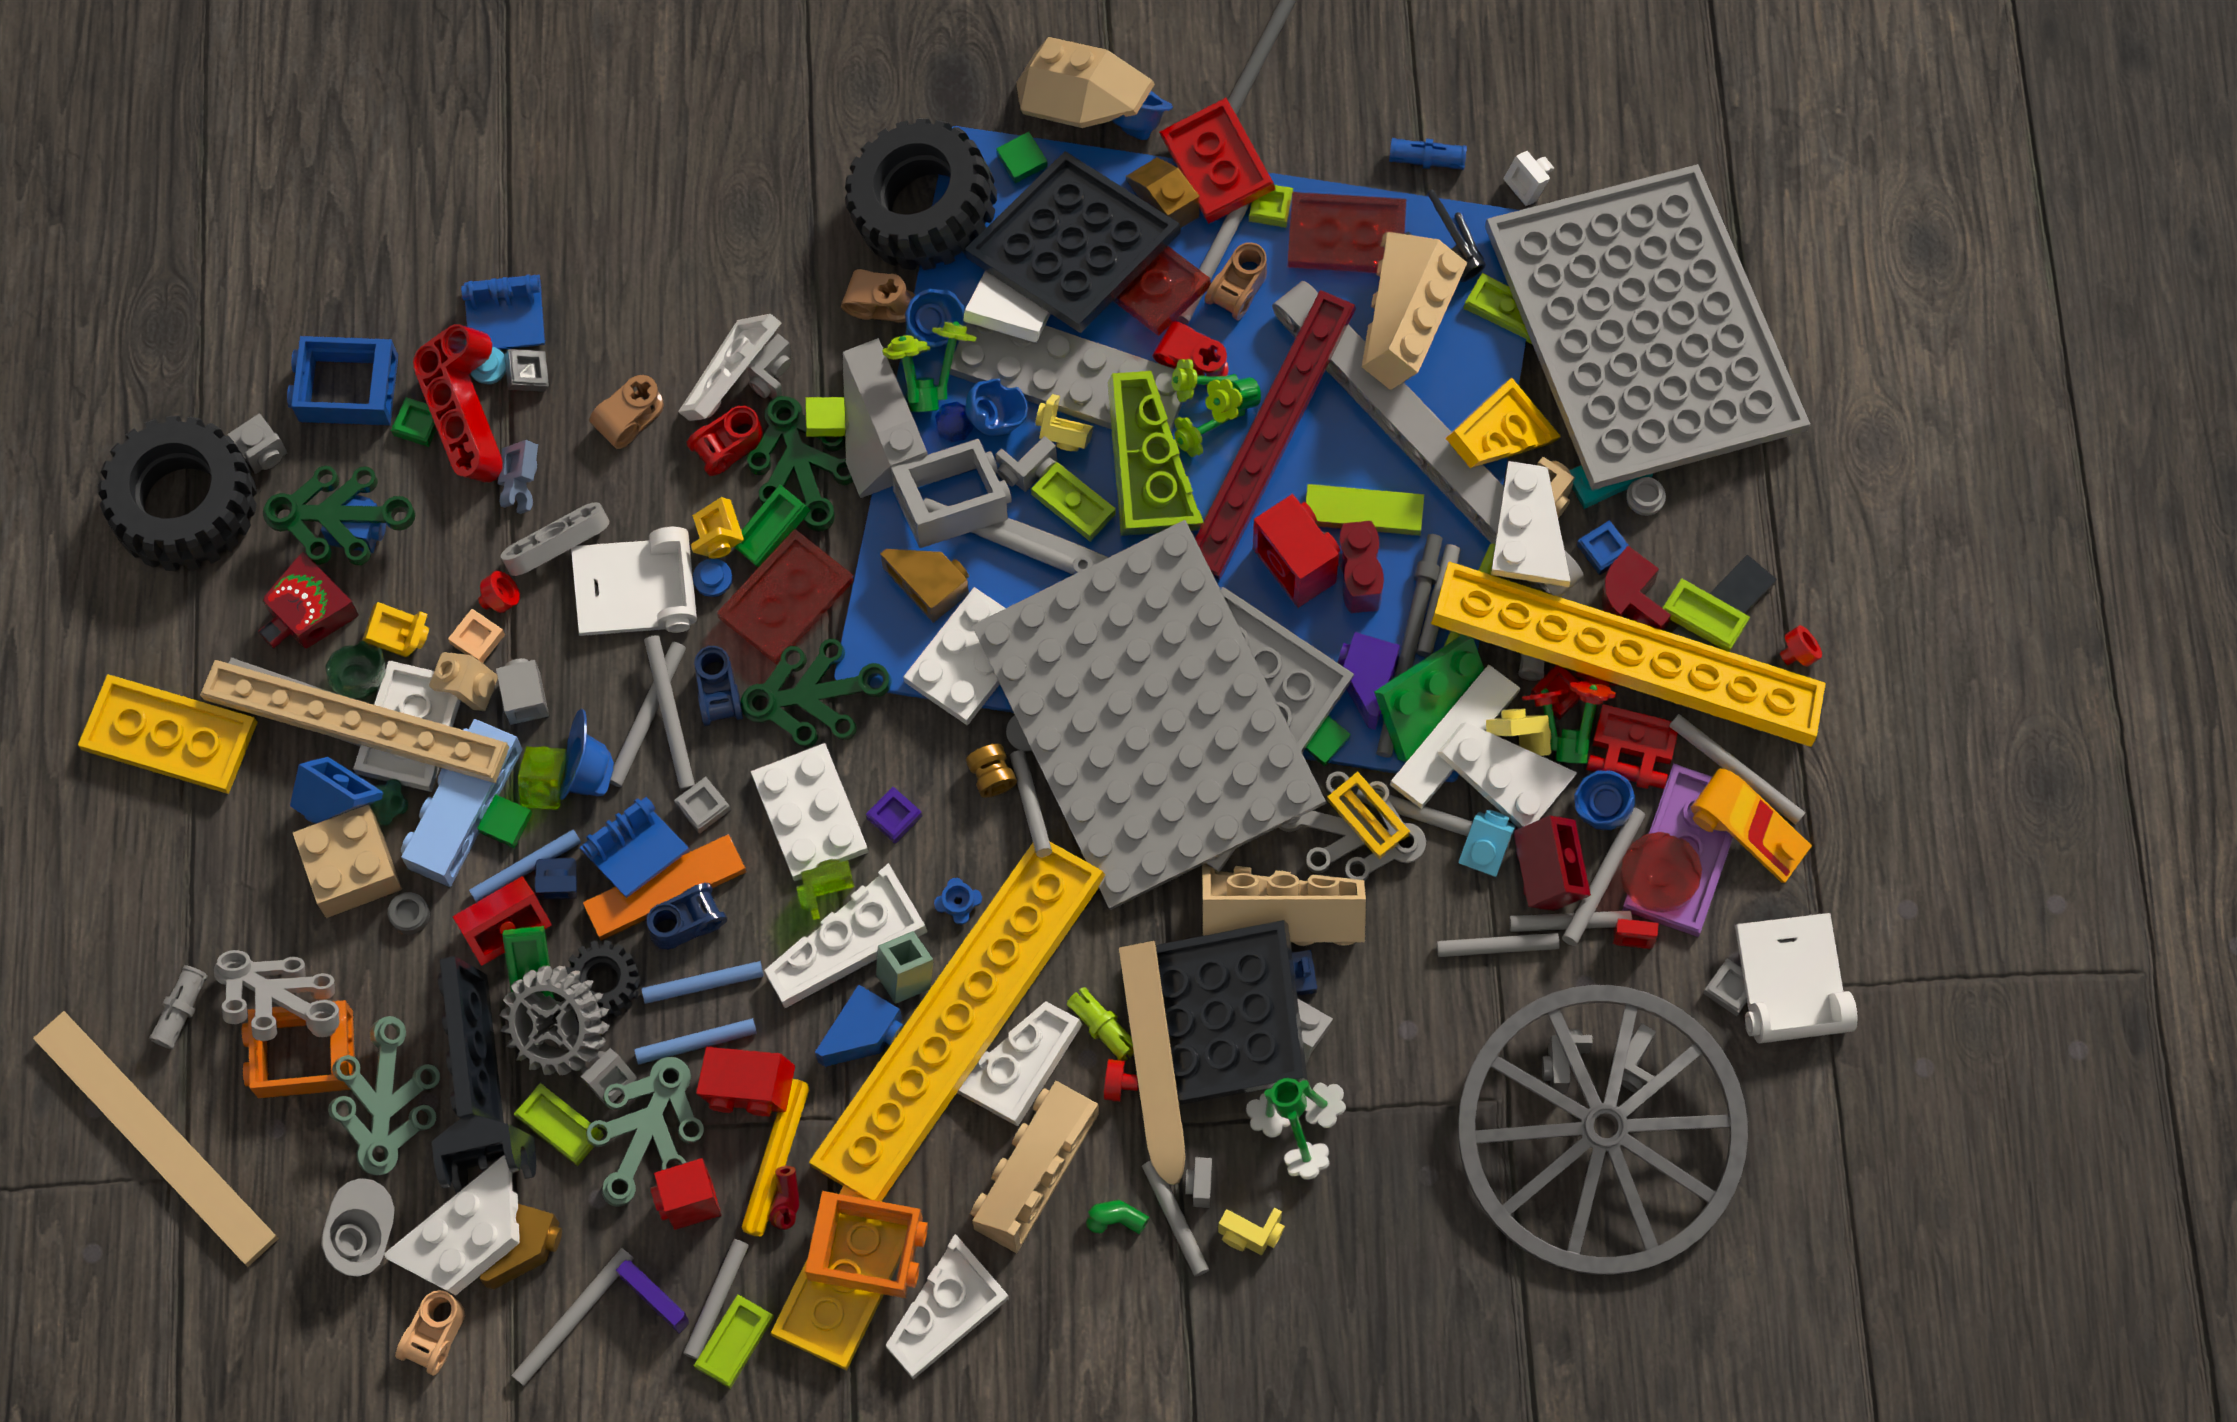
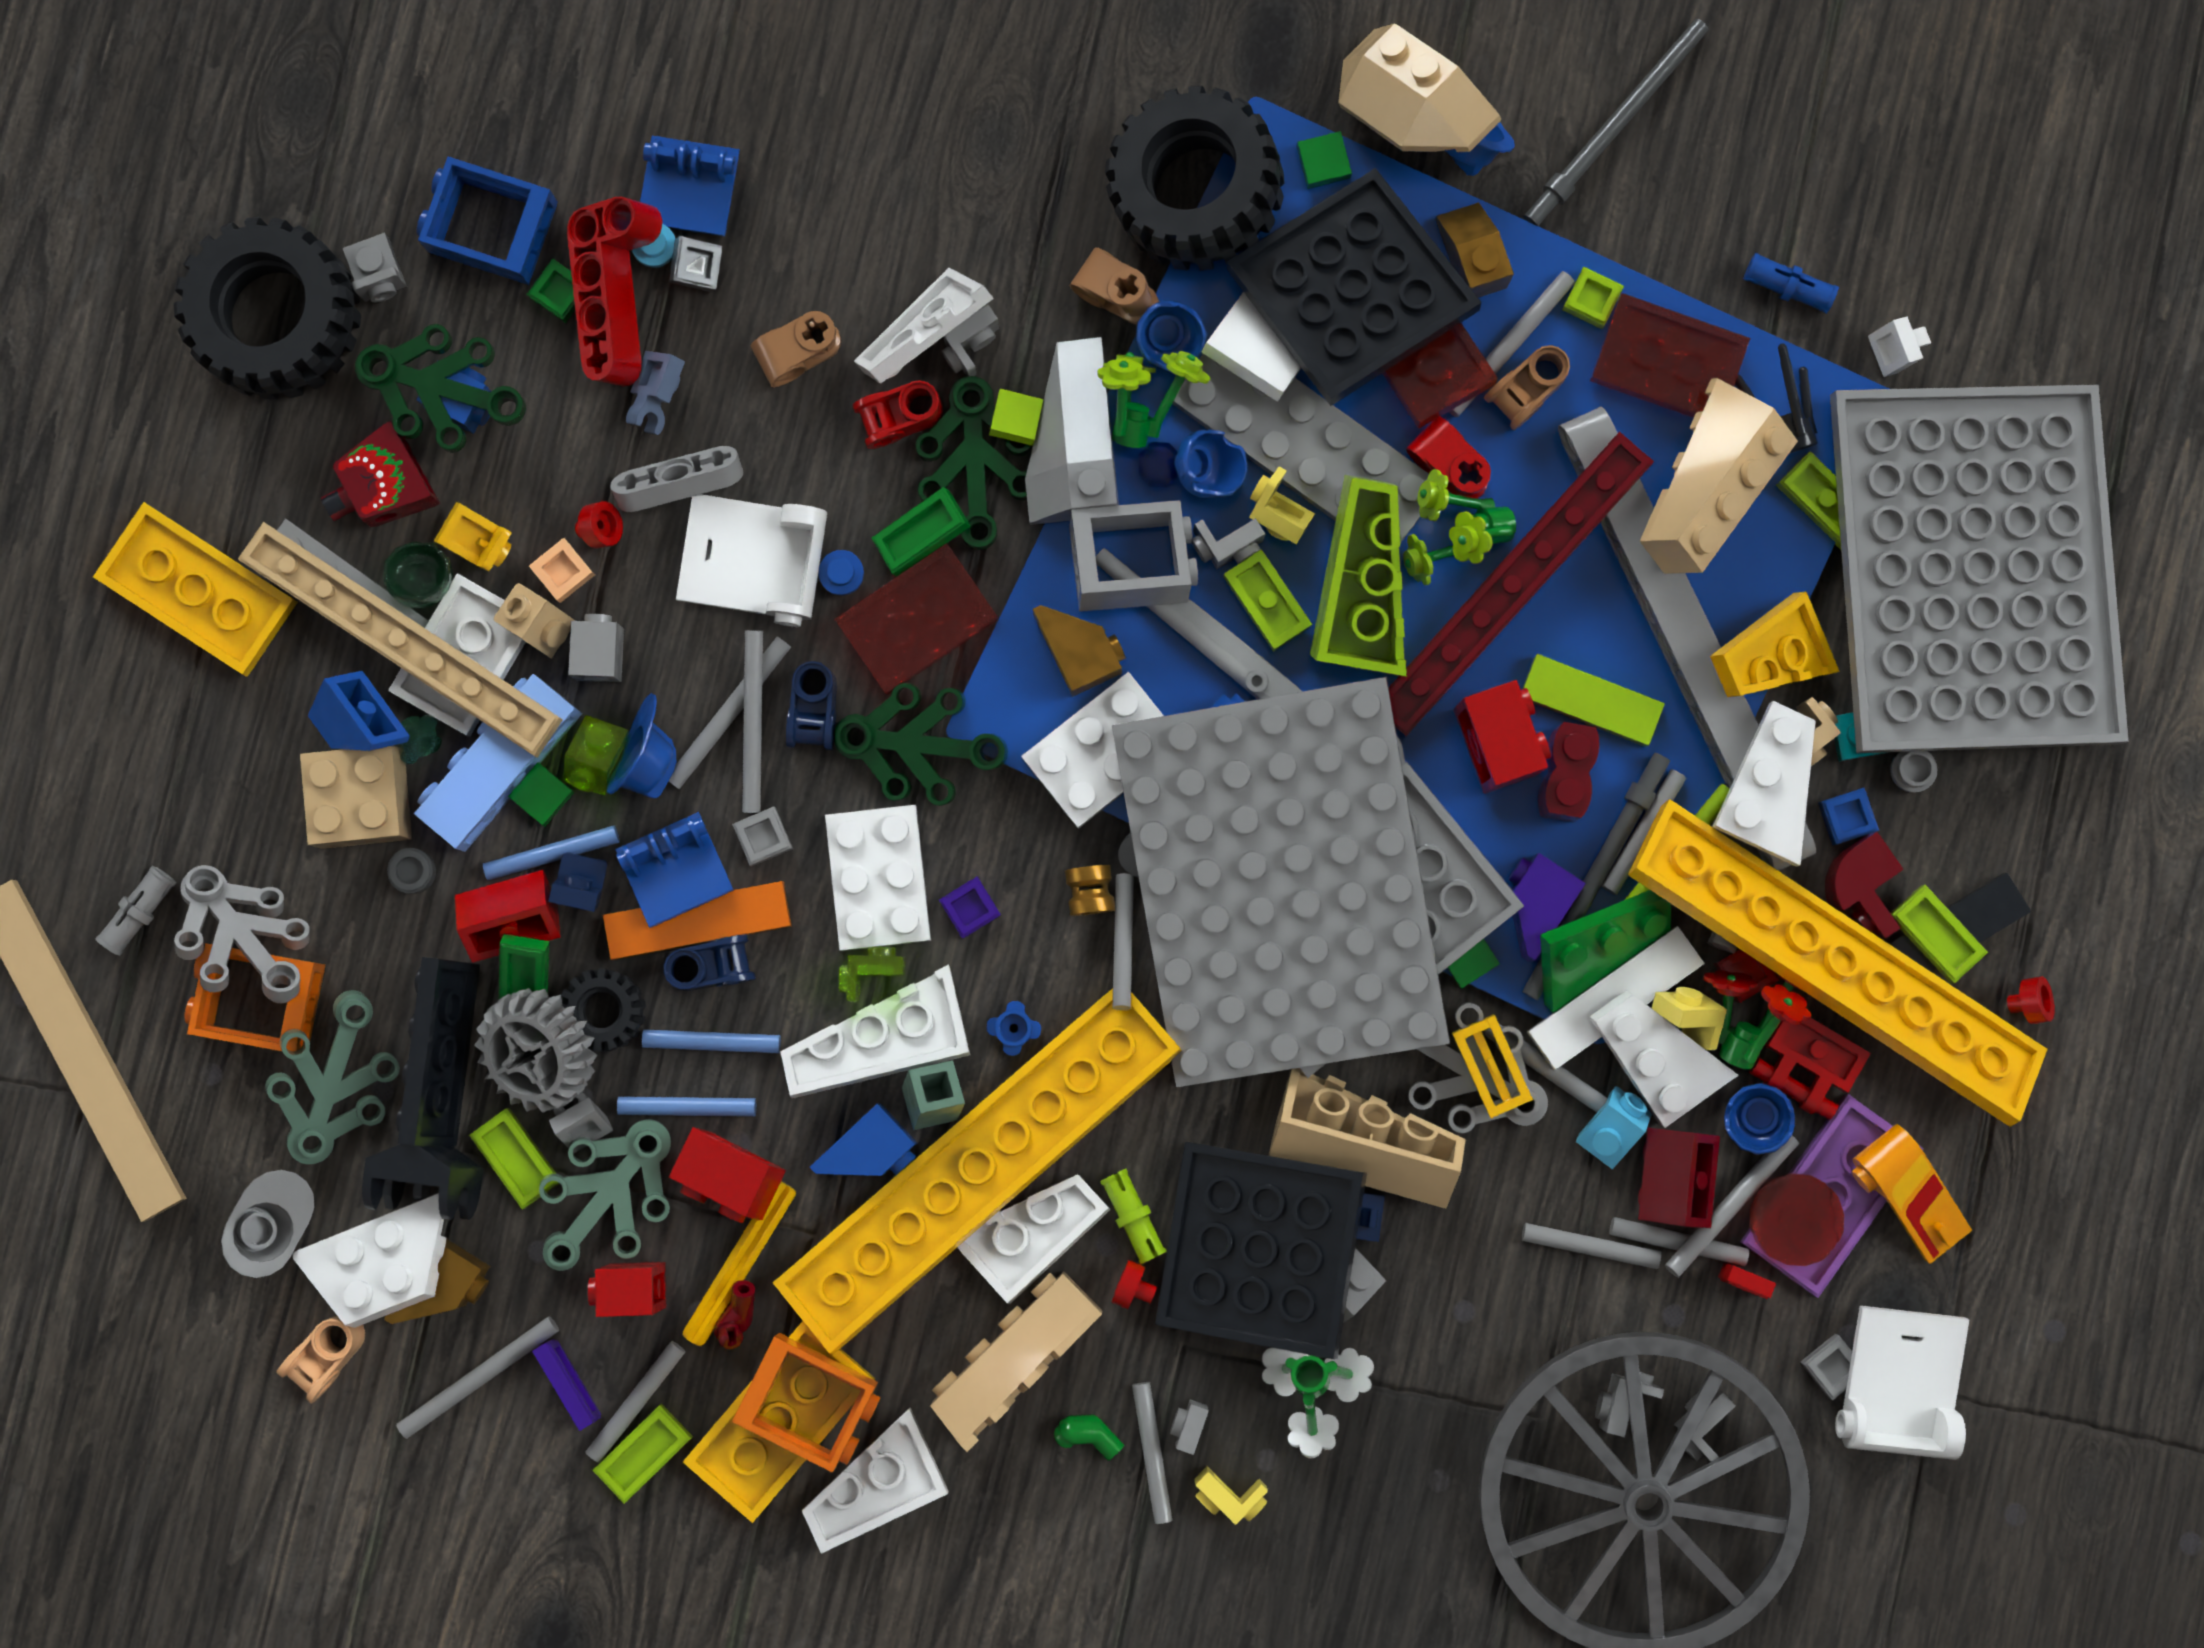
camera: 15 degrees right, 15 degrees up
(717, 529) = (860, 519): yellow bracket -> none
(1153, 1060) = (1176, 1277): tan piece -> none
(1217, 160) = (1547, 227): red tile -> none
(1730, 763) = (1917, 1123): light grey bar -> none

